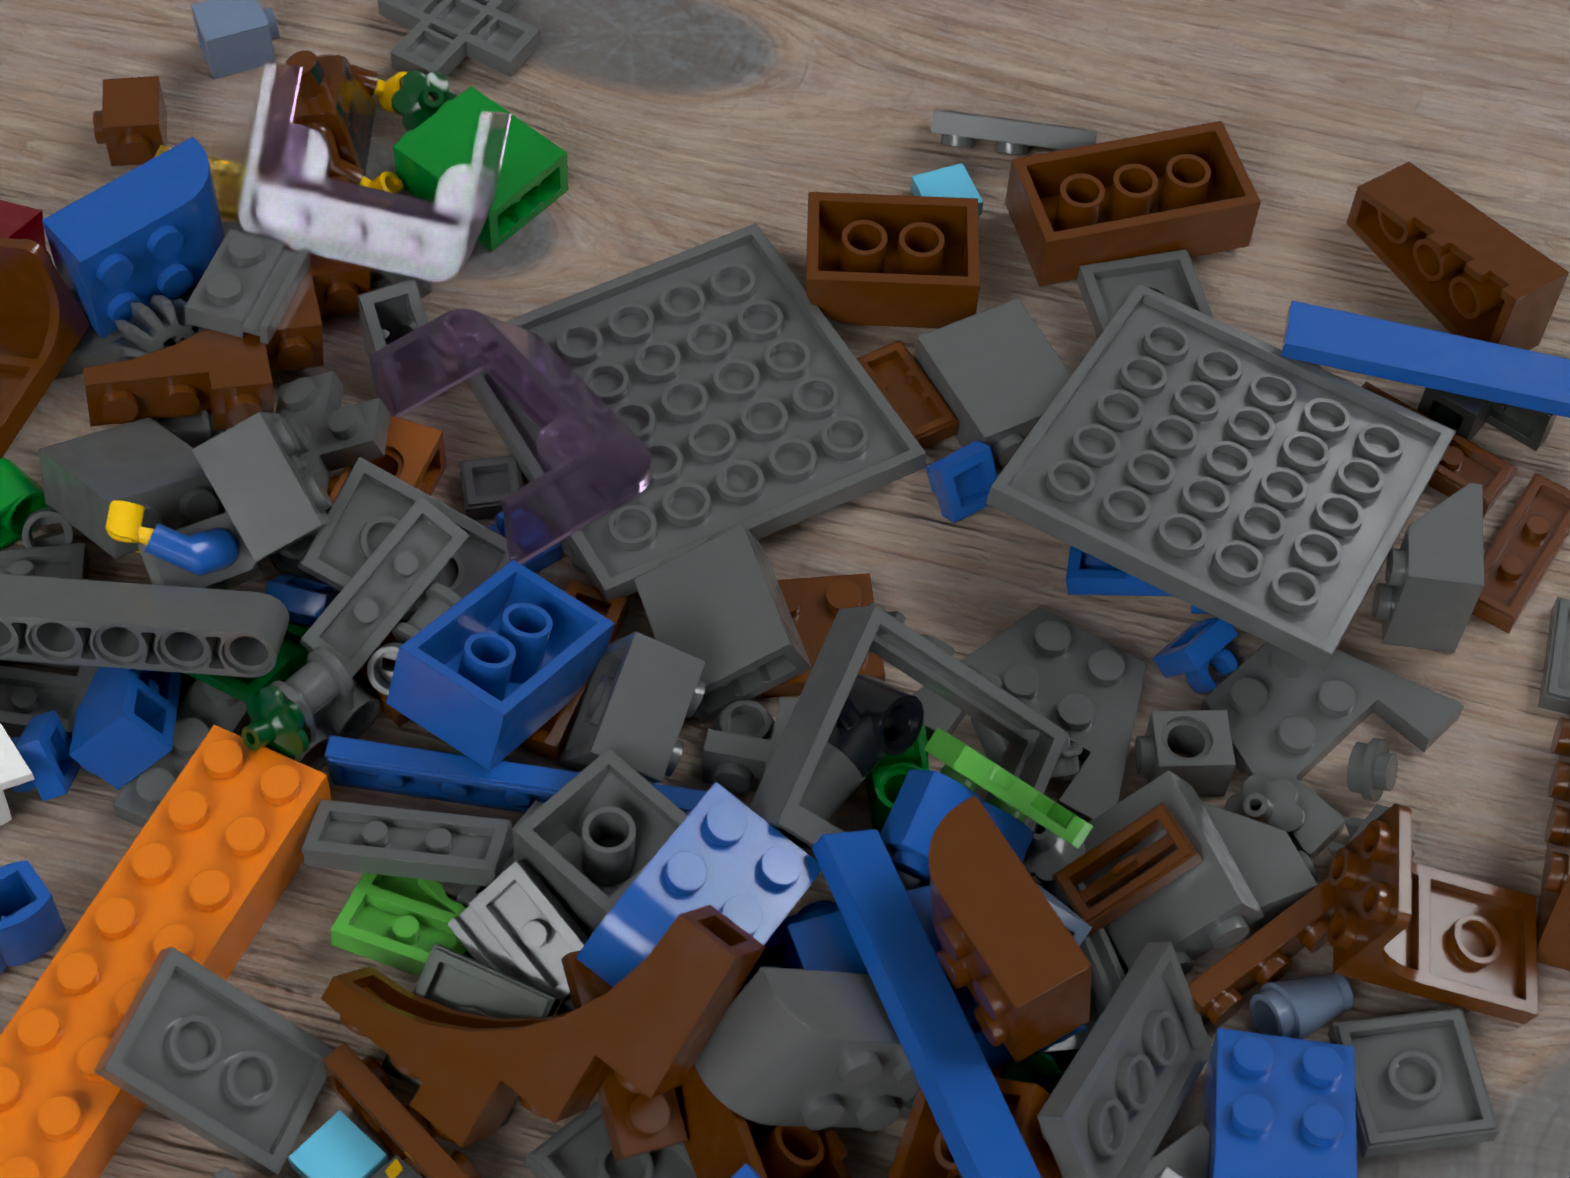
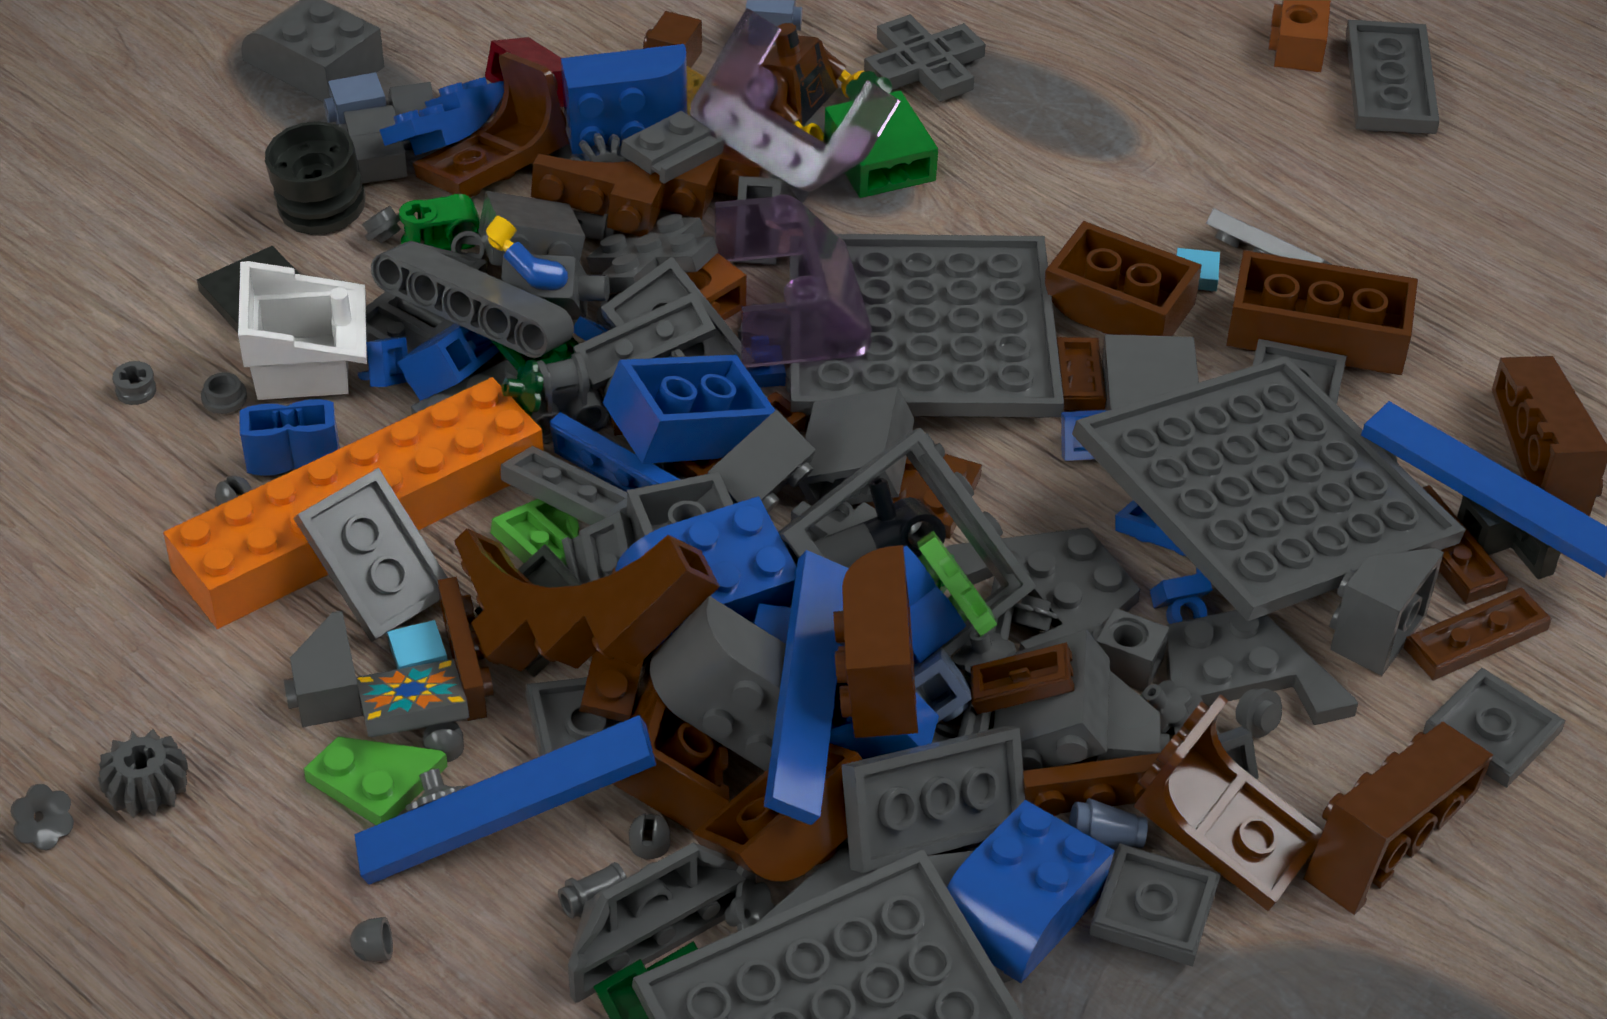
camera: 30 degrees right, 10 degrees down
(263, 483) = (600, 244): dark grey brick -> none

